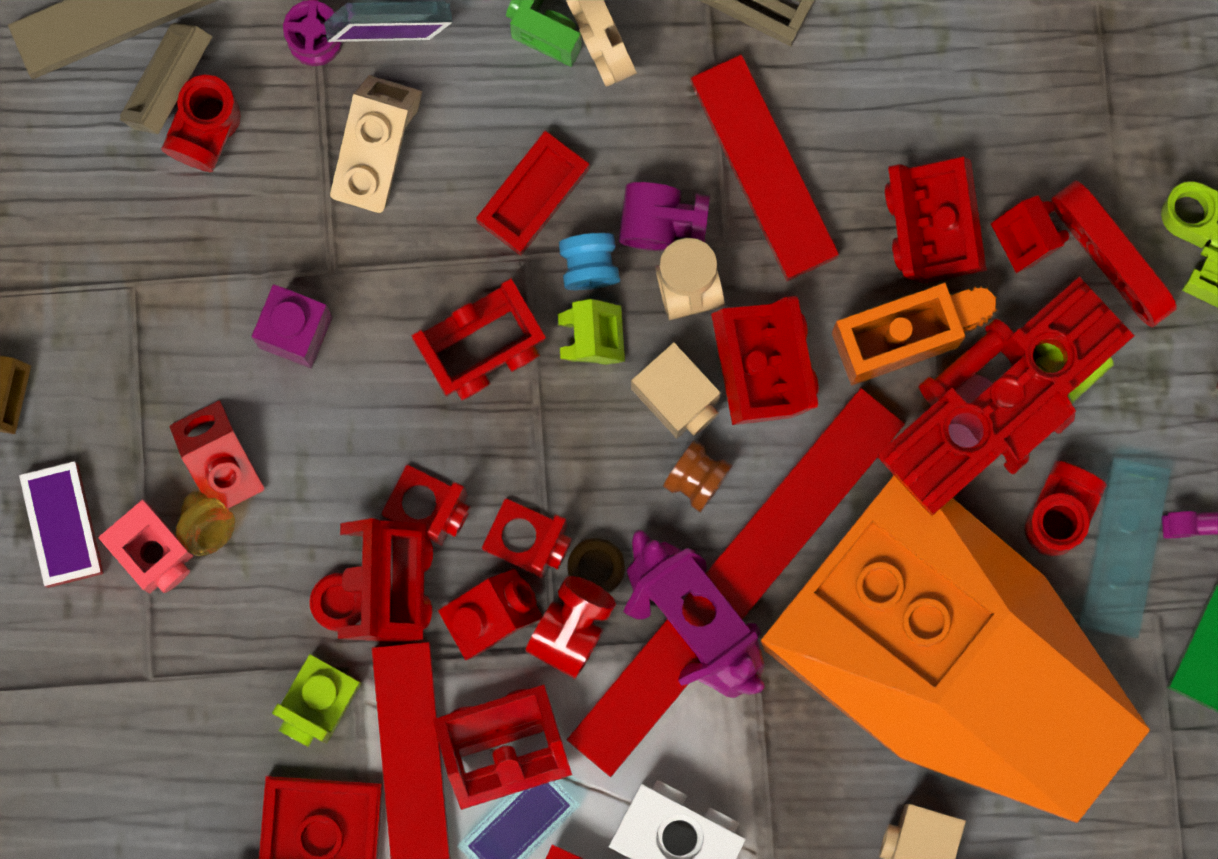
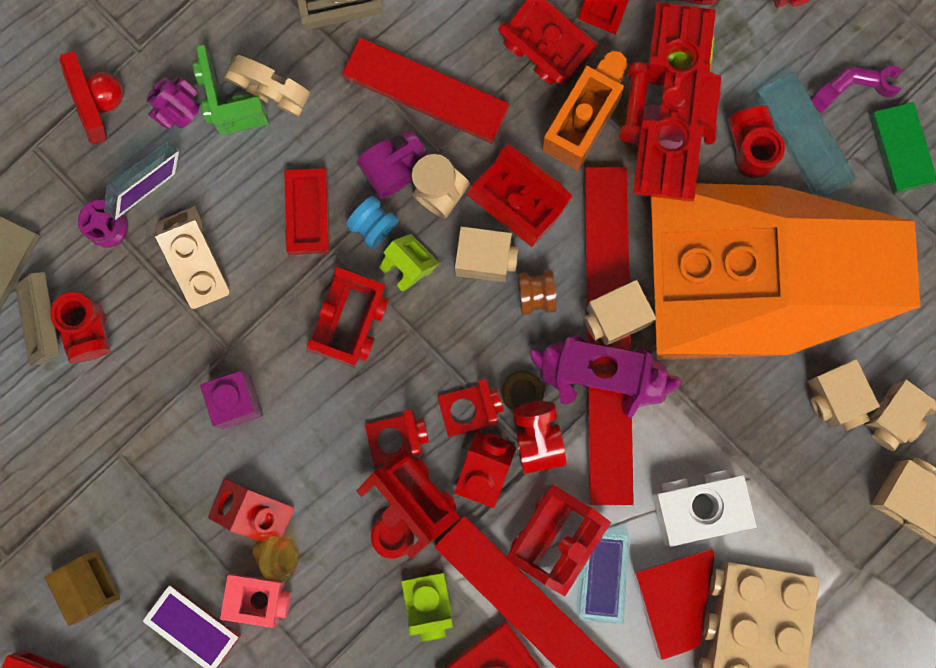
camera: 35 degrees left, 0 degrees up
(759, 568) = (619, 314): none -> tan brick

